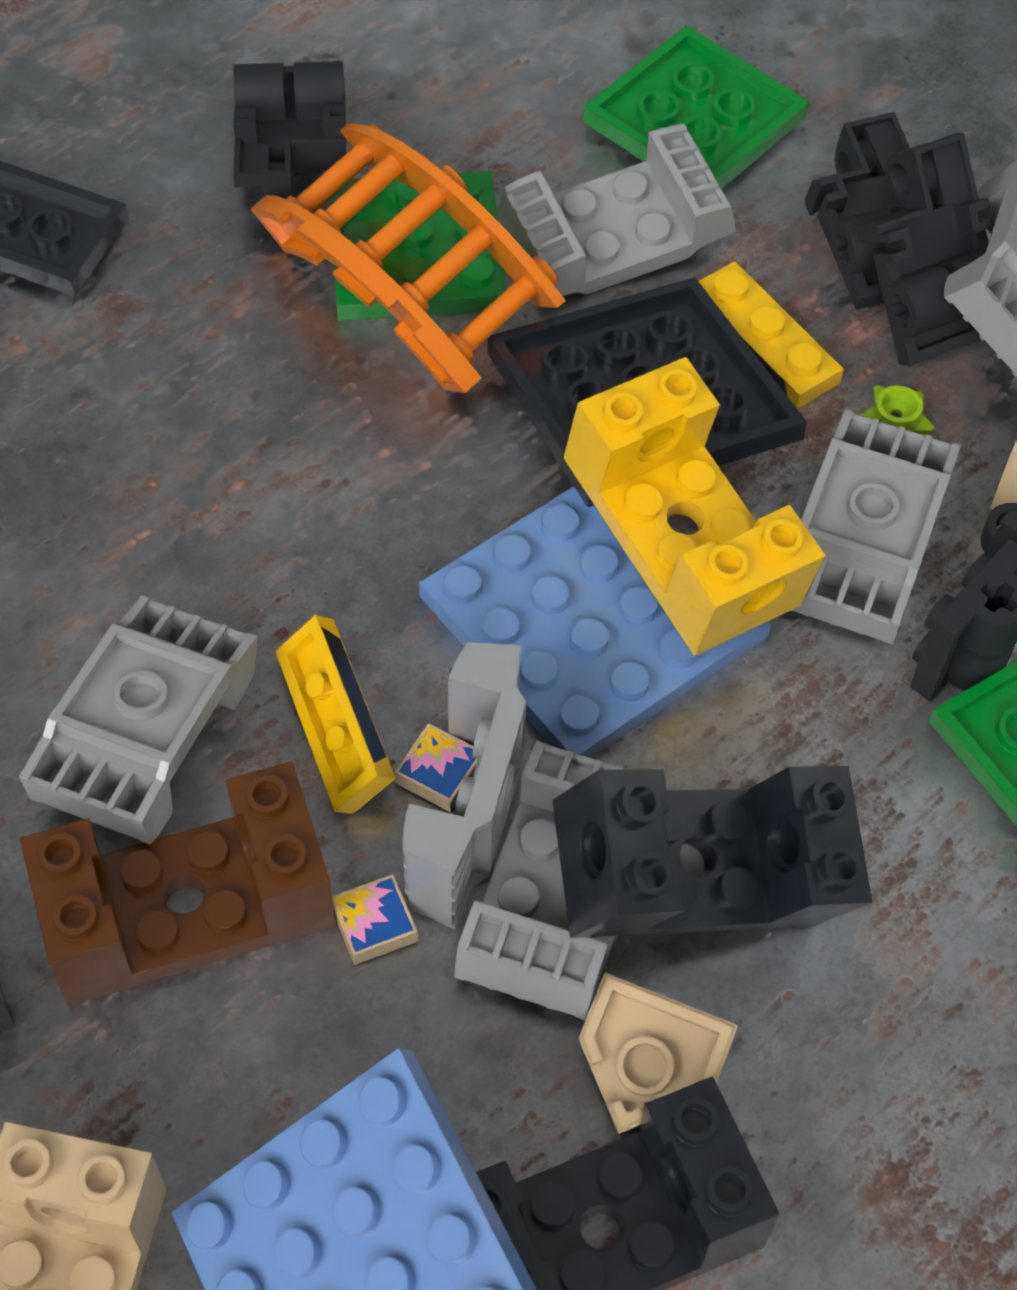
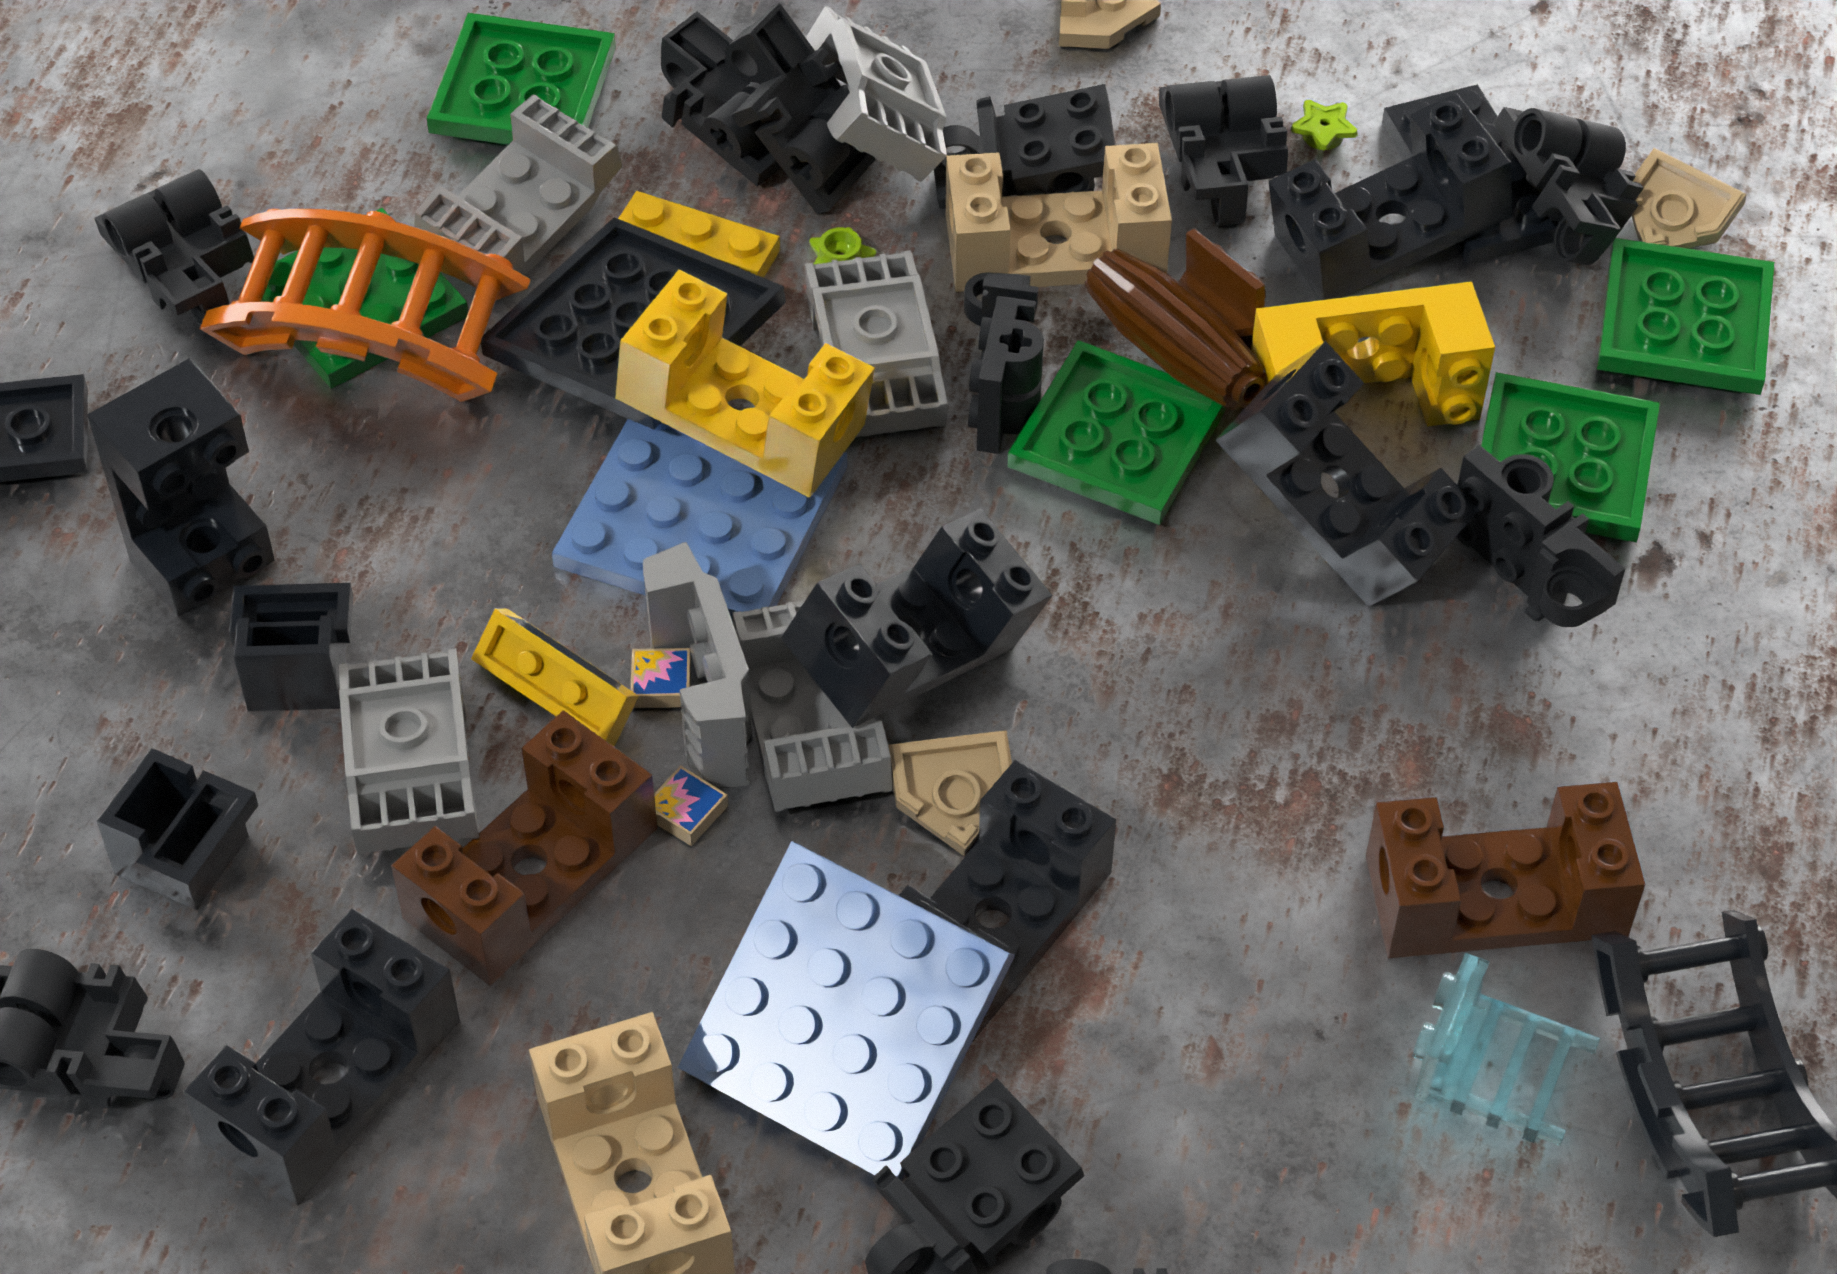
camera: 30 degrees left, 5 degrees down
(95, 323) = (171, 489): none -> black plate
(114, 547) = (290, 643): none -> black plate

